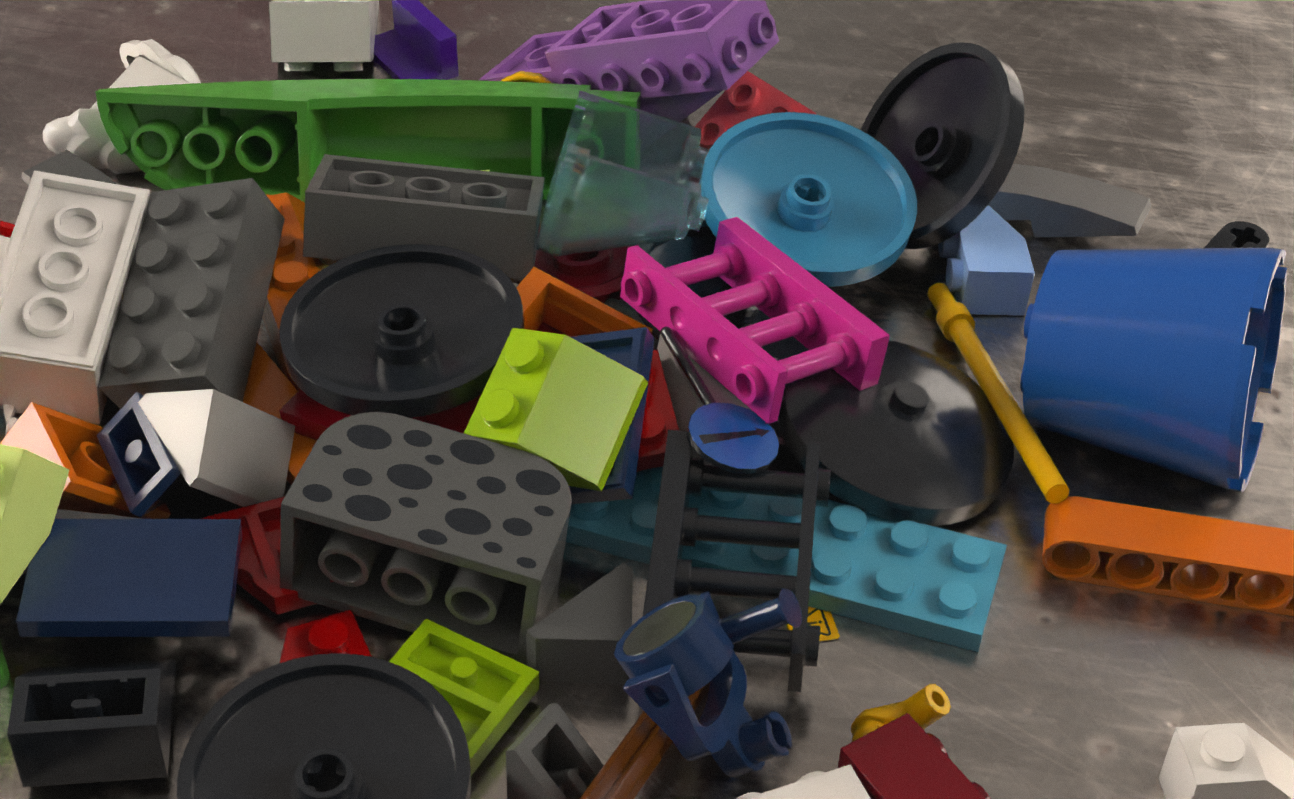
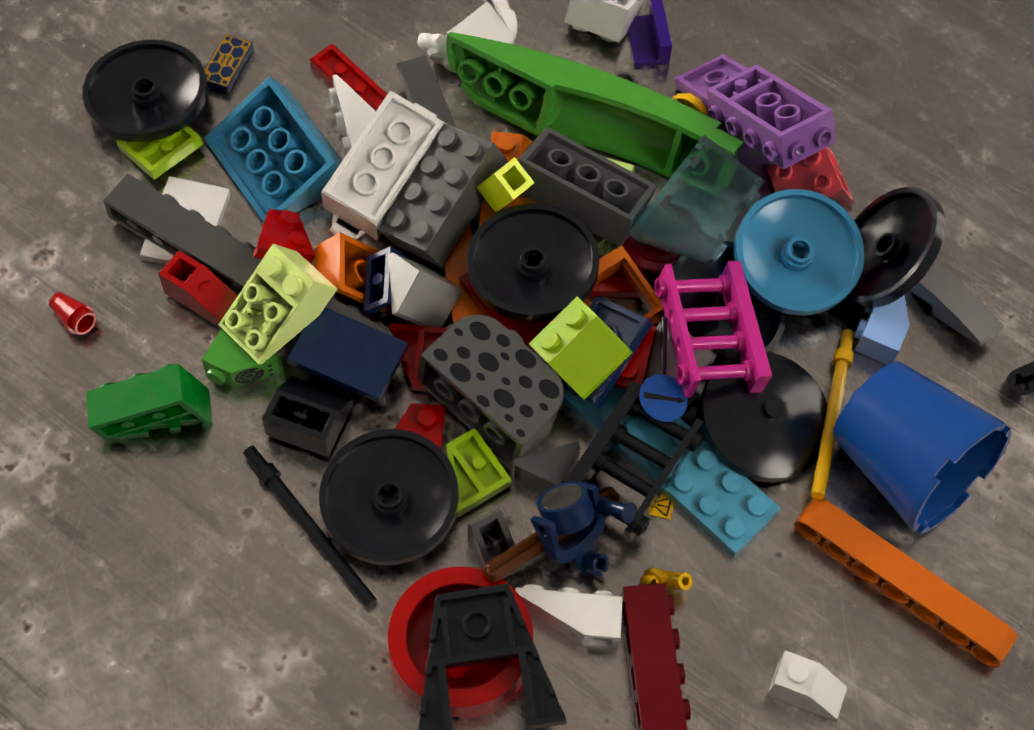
camera: 25 degrees right, 20 degrees up
(299, 236) = (505, 185): none -> neon yellow brick

